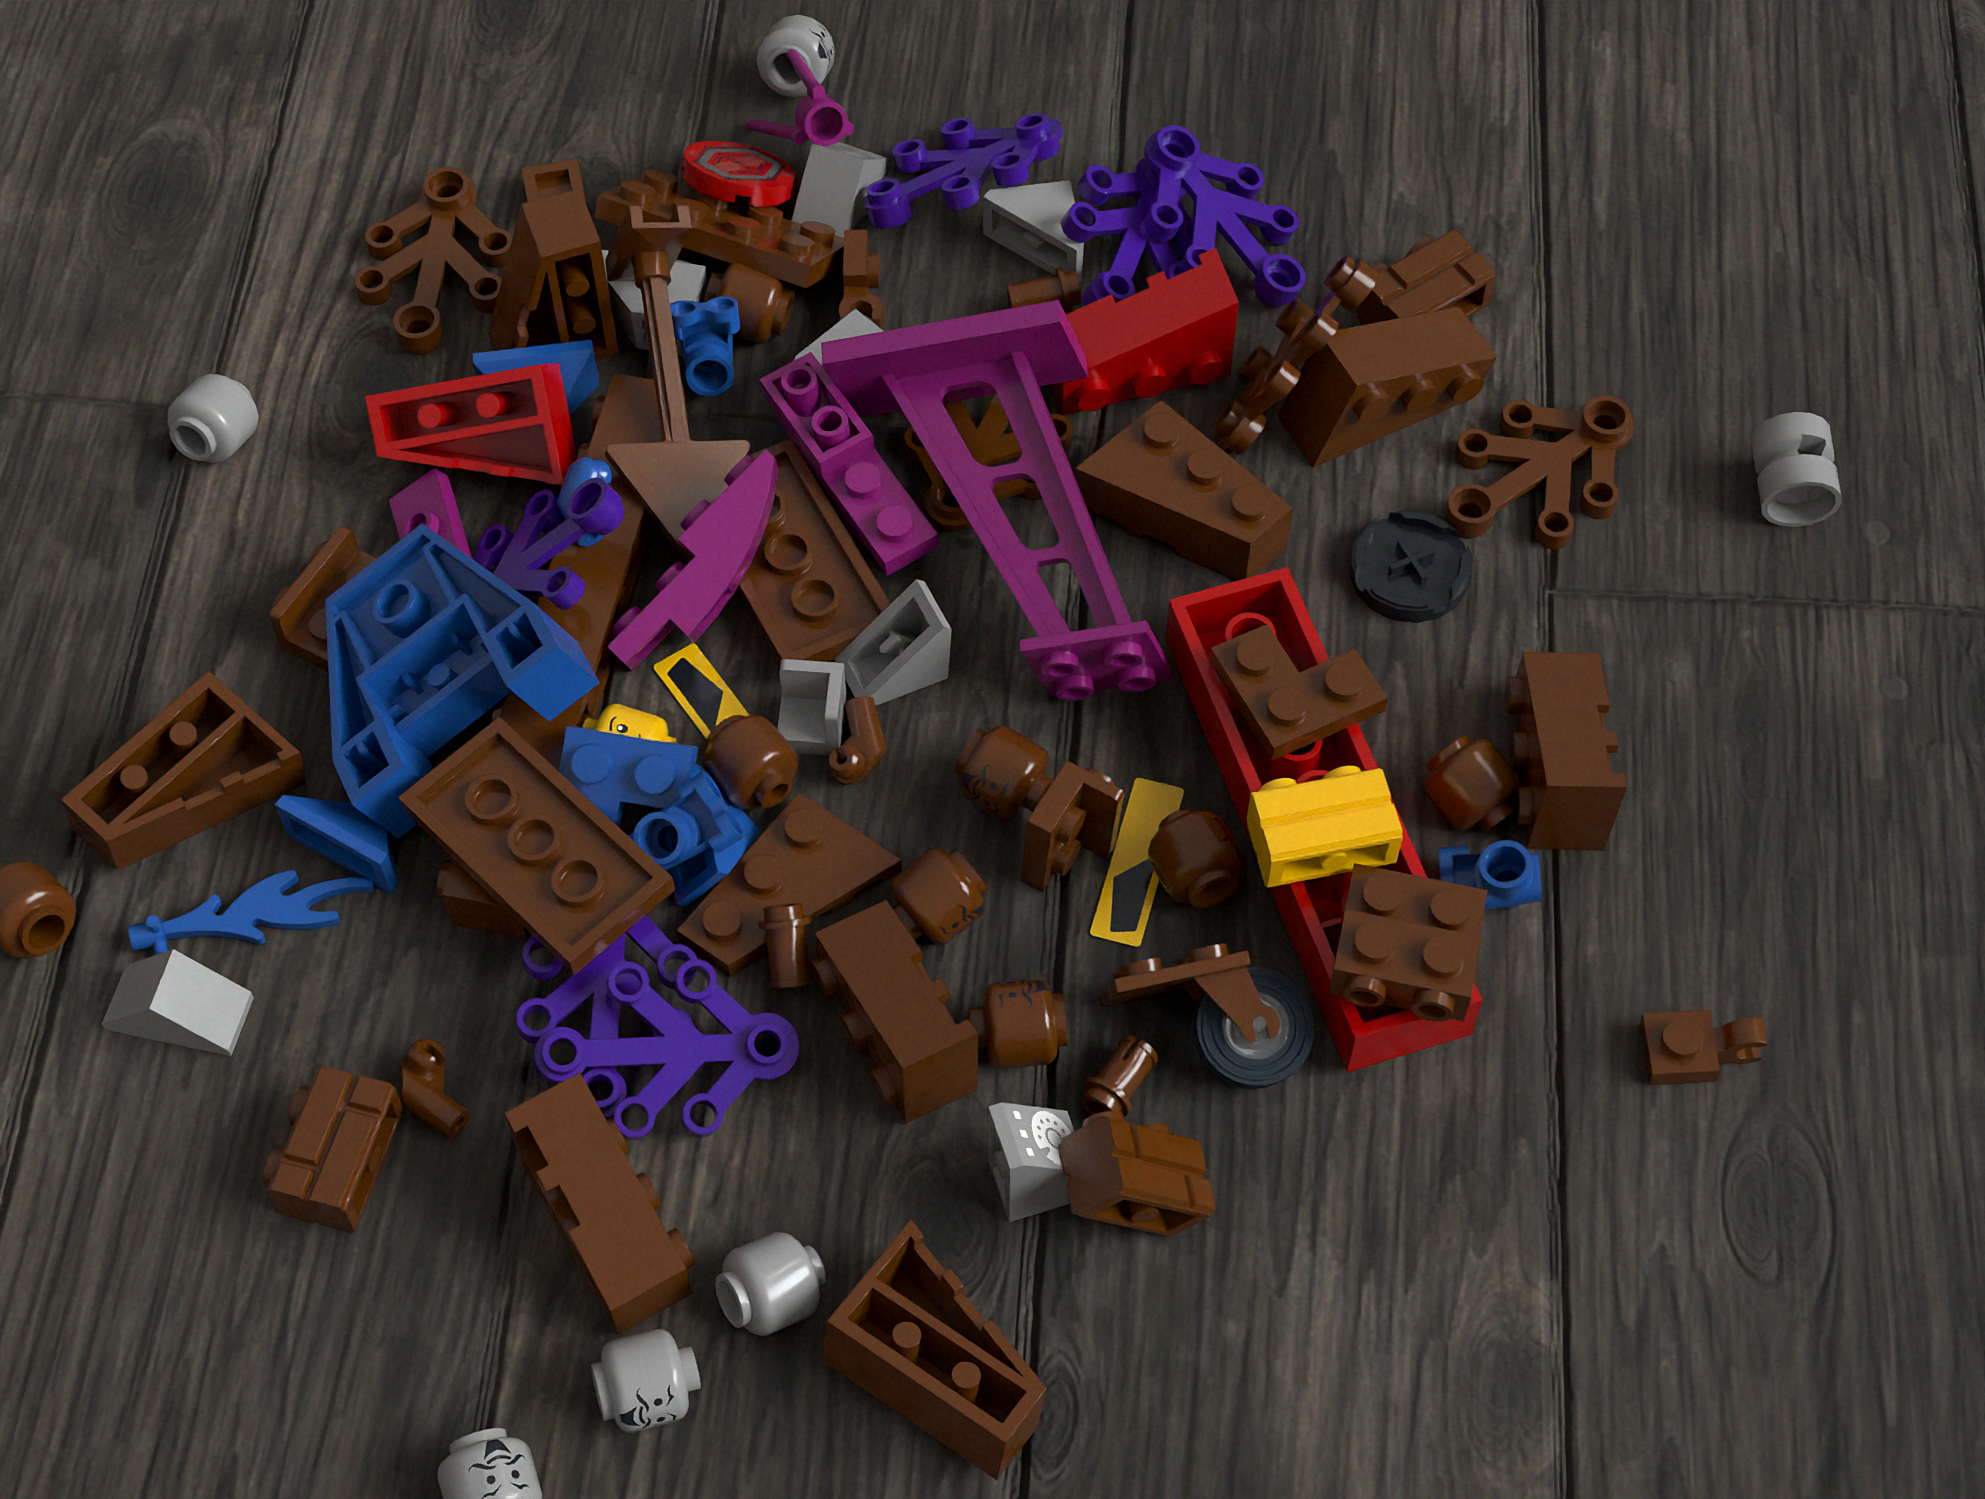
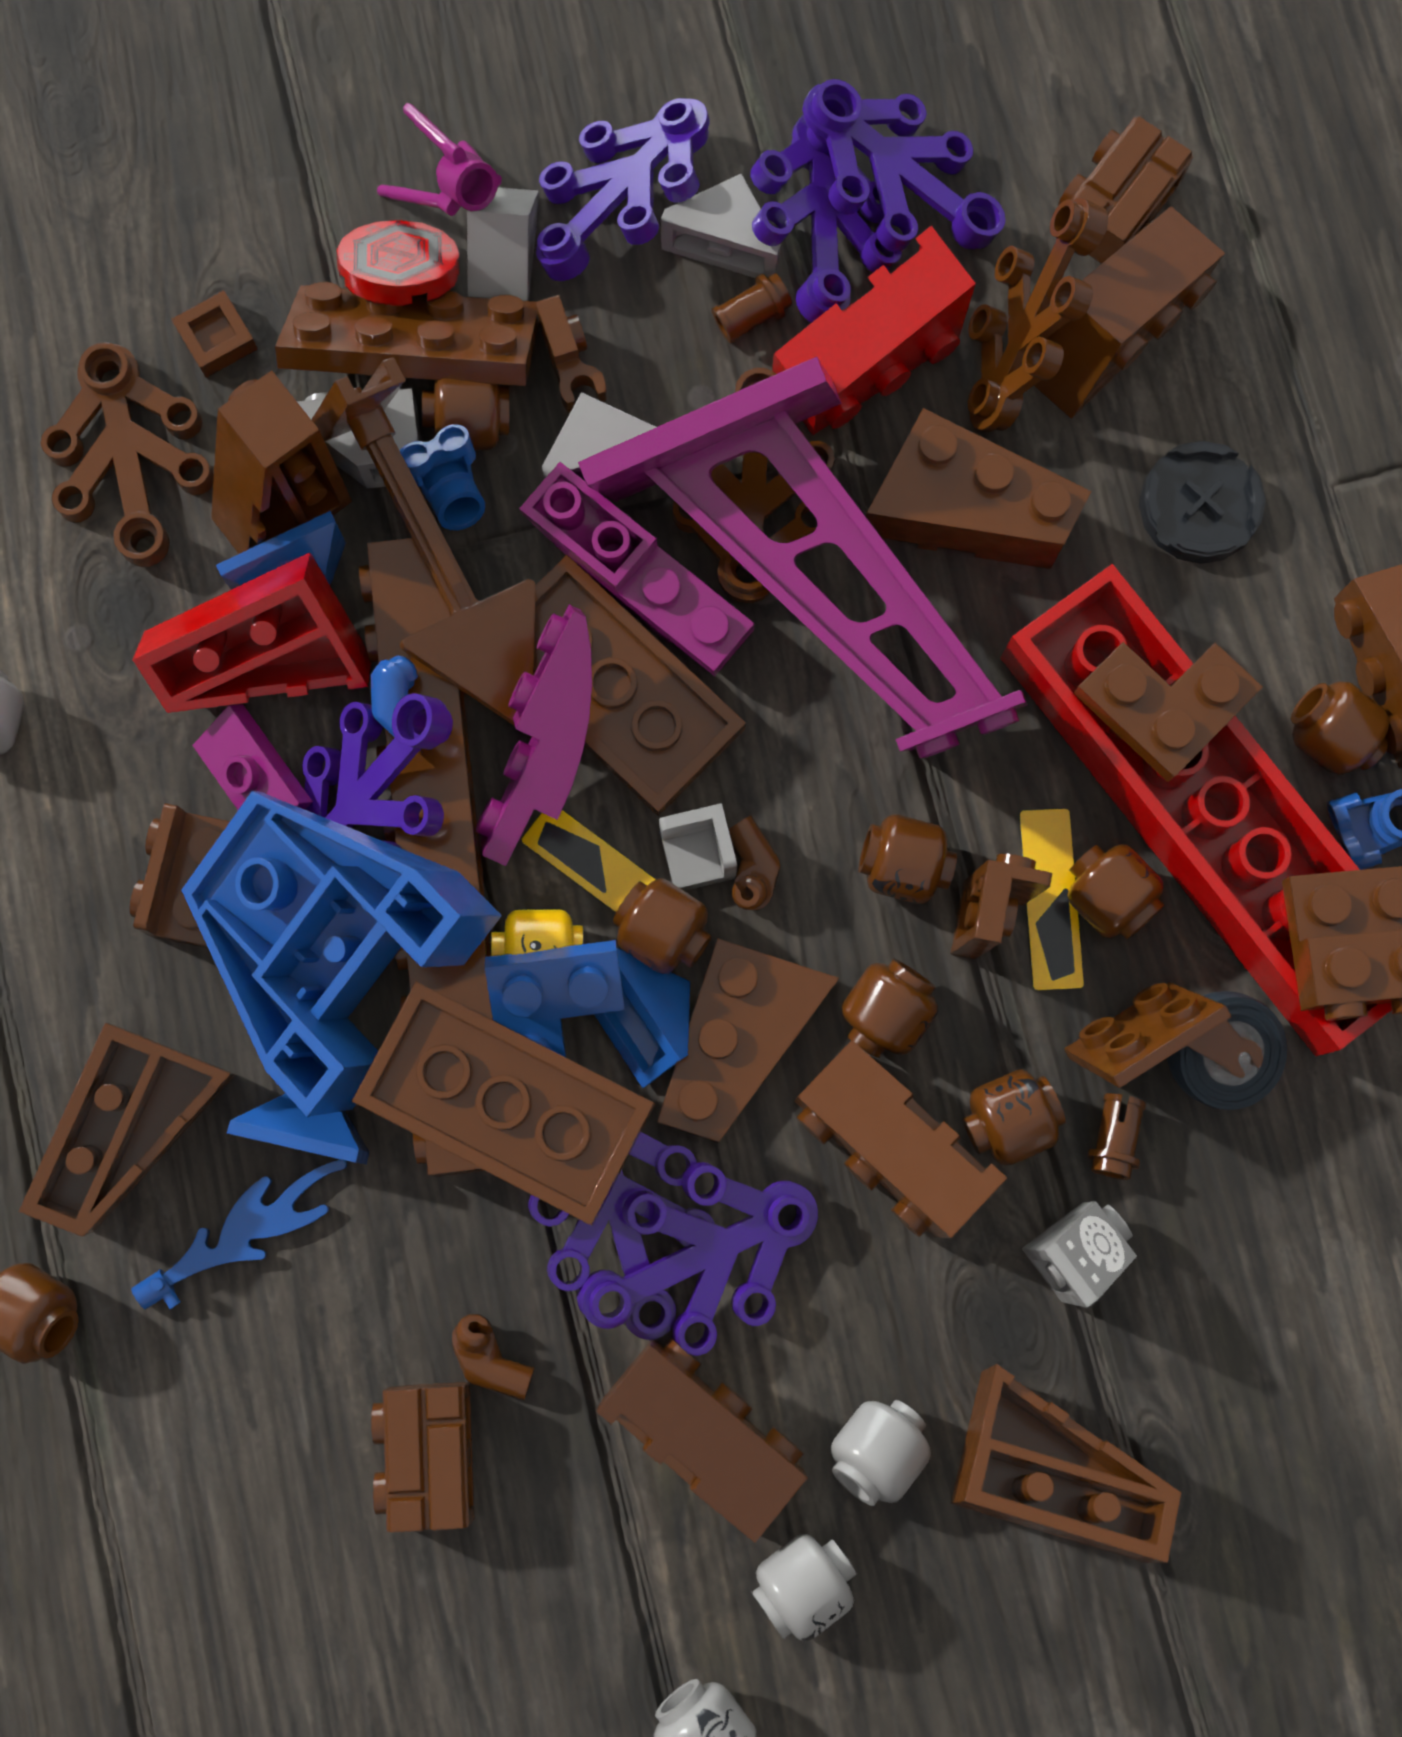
camera: 20 degrees left, 20 degrees up
(179, 1004) = (214, 1355): light grey slope -> none
(699, 819) = (645, 1021): blue plate -> none
(787, 944) = (763, 1093): reddish brown pin -> none
(811, 42) = (390, 87): light grey head -> none
(900, 648) = (756, 758): light grey slope -> none
(1136, 1175) = (1180, 1246): reddish brown brick -> none
(1323, 825) = (1251, 848): yellow brick -> none
(1543, 462) = (1295, 348): reddish brown plant -> none

